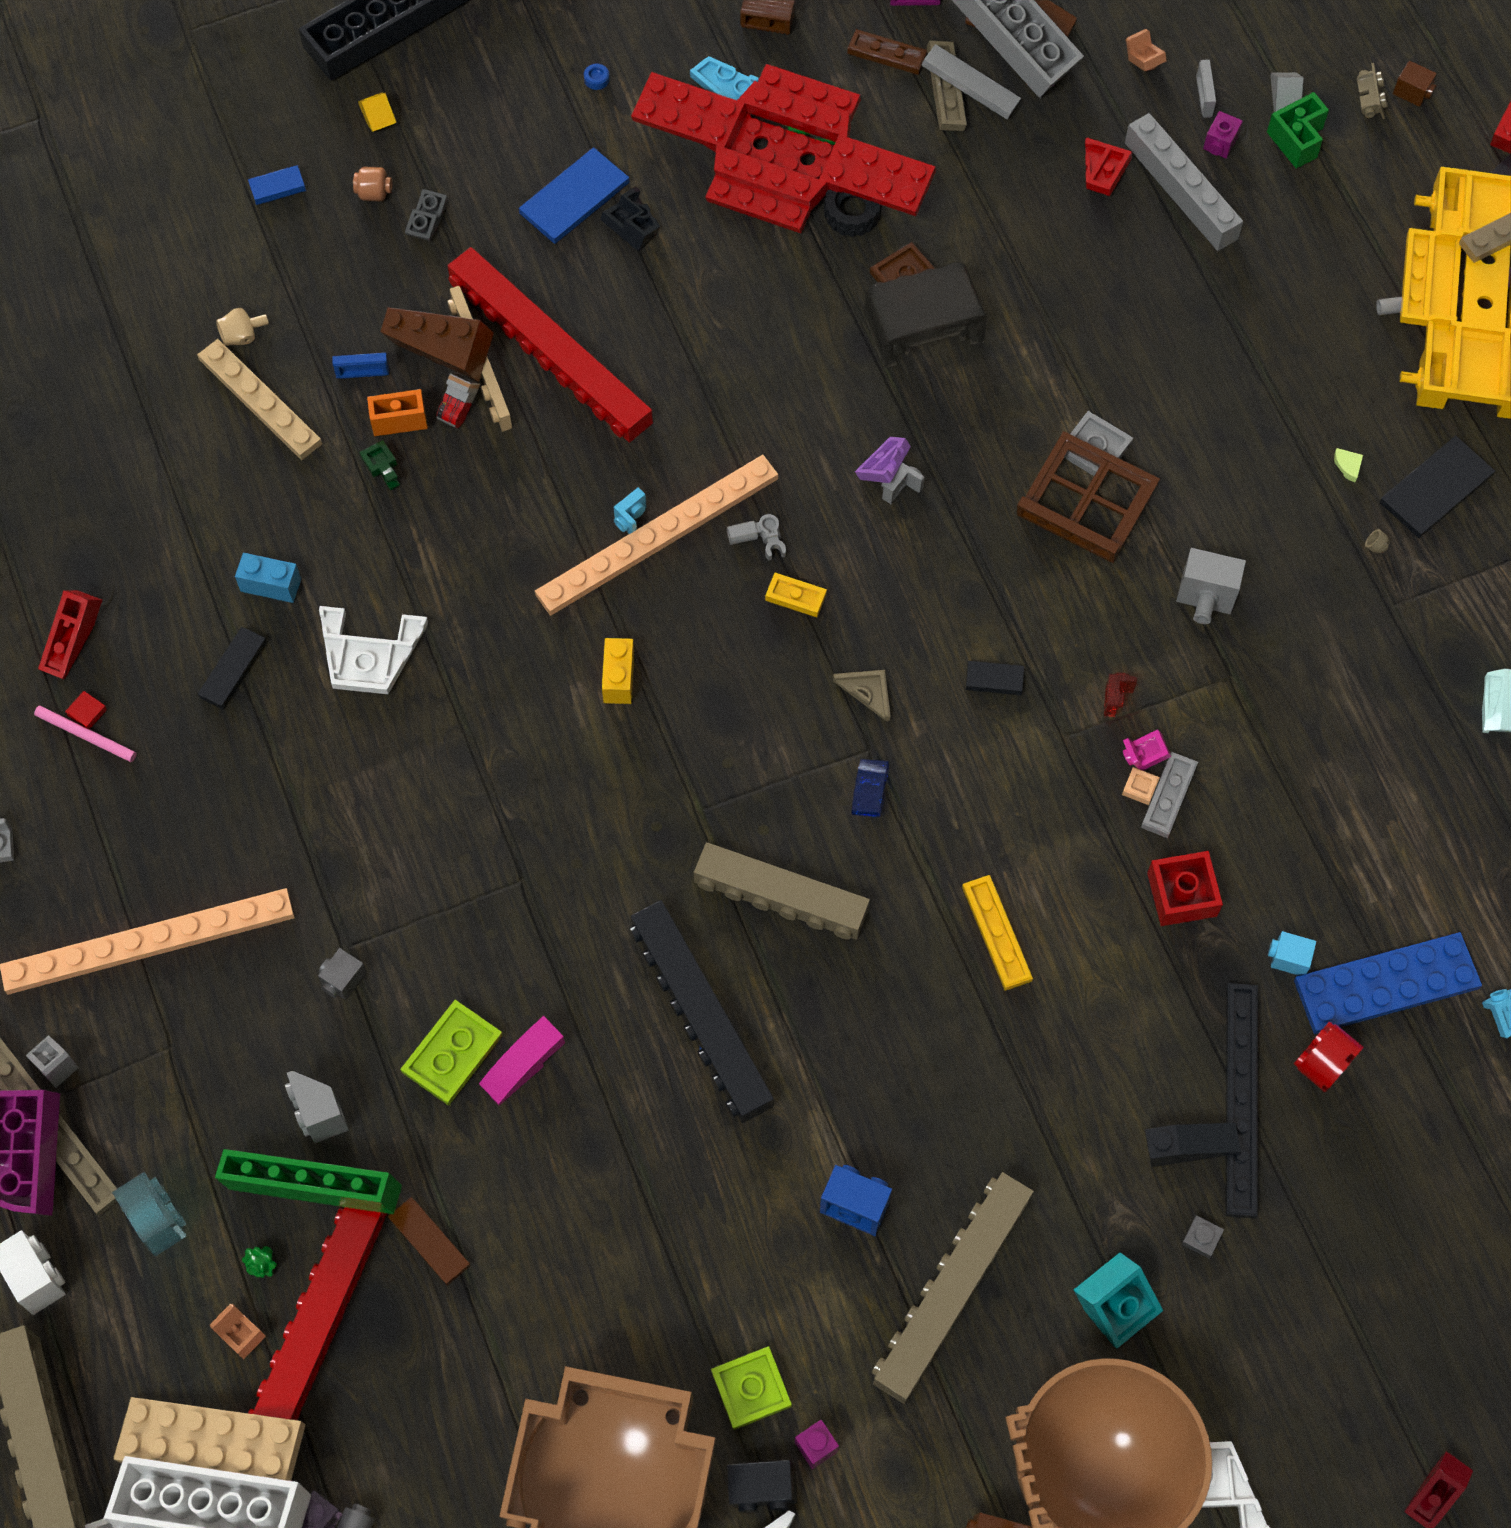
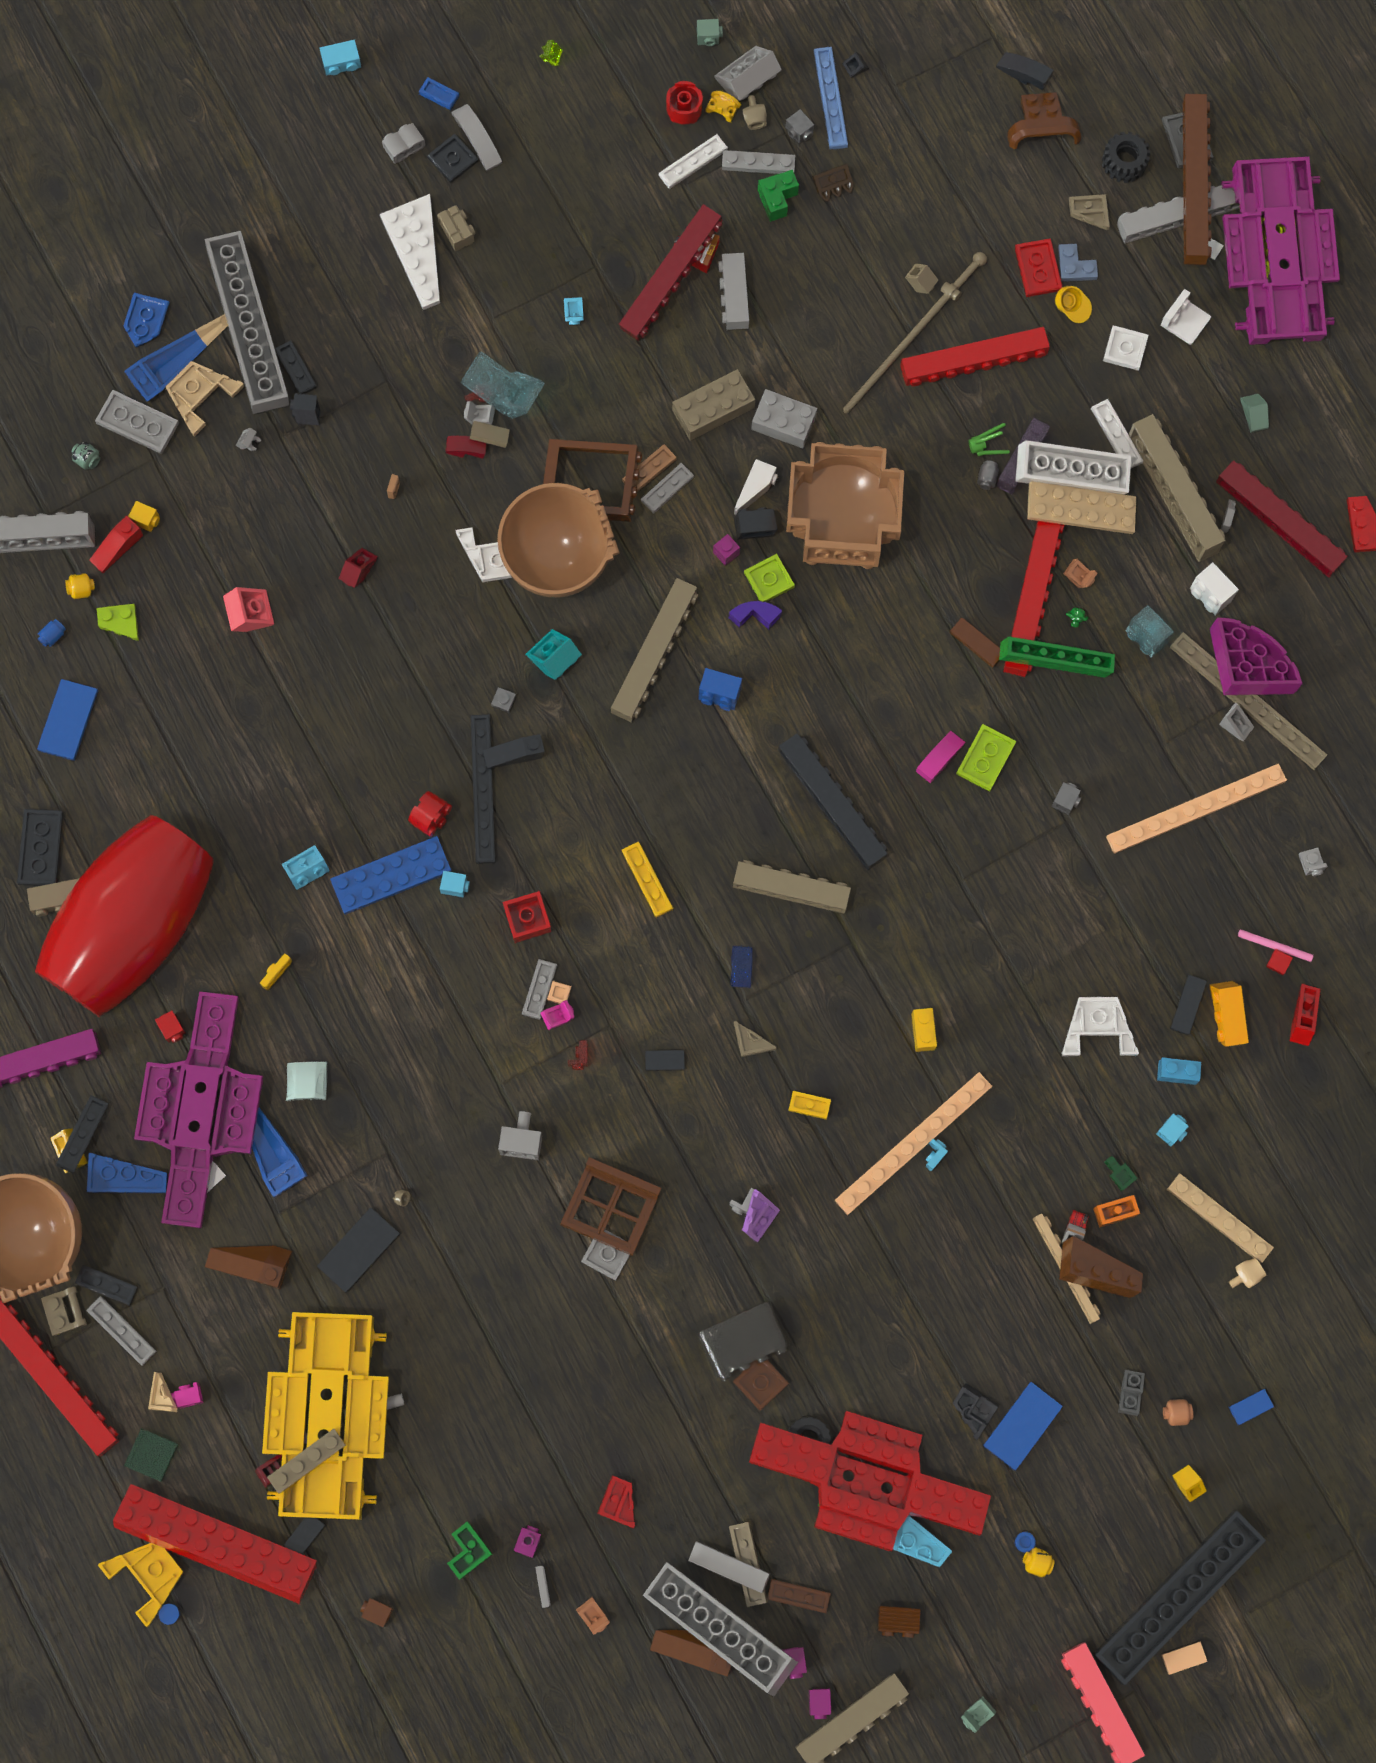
camera: 170 degrees right, 10 degrees up
(177, 645) = (1229, 1013): none -> light orange wedge
(296, 507) = (1173, 1129): none -> medium azure brick
(318, 1107) = (1063, 708): light grey slope -> none
(361, 365) = (1151, 1251): blue tile -> none
(550, 345) = (1018, 1287): red brick -> none
(584, 49) = (1038, 1562): none -> yellow head
(766, 528) = (836, 1155): light grey bar -> none
(768, 1330) = (762, 611): none -> dark purple brick
(1183, 182) = (556, 1492): light grey brick -> none
(1286, 89) = (478, 1595): light grey slope -> none
(1348, 463) = (423, 1261): yellowish green tile -> none
(1375, 101) = (410, 1610): dark tan hinge -> none

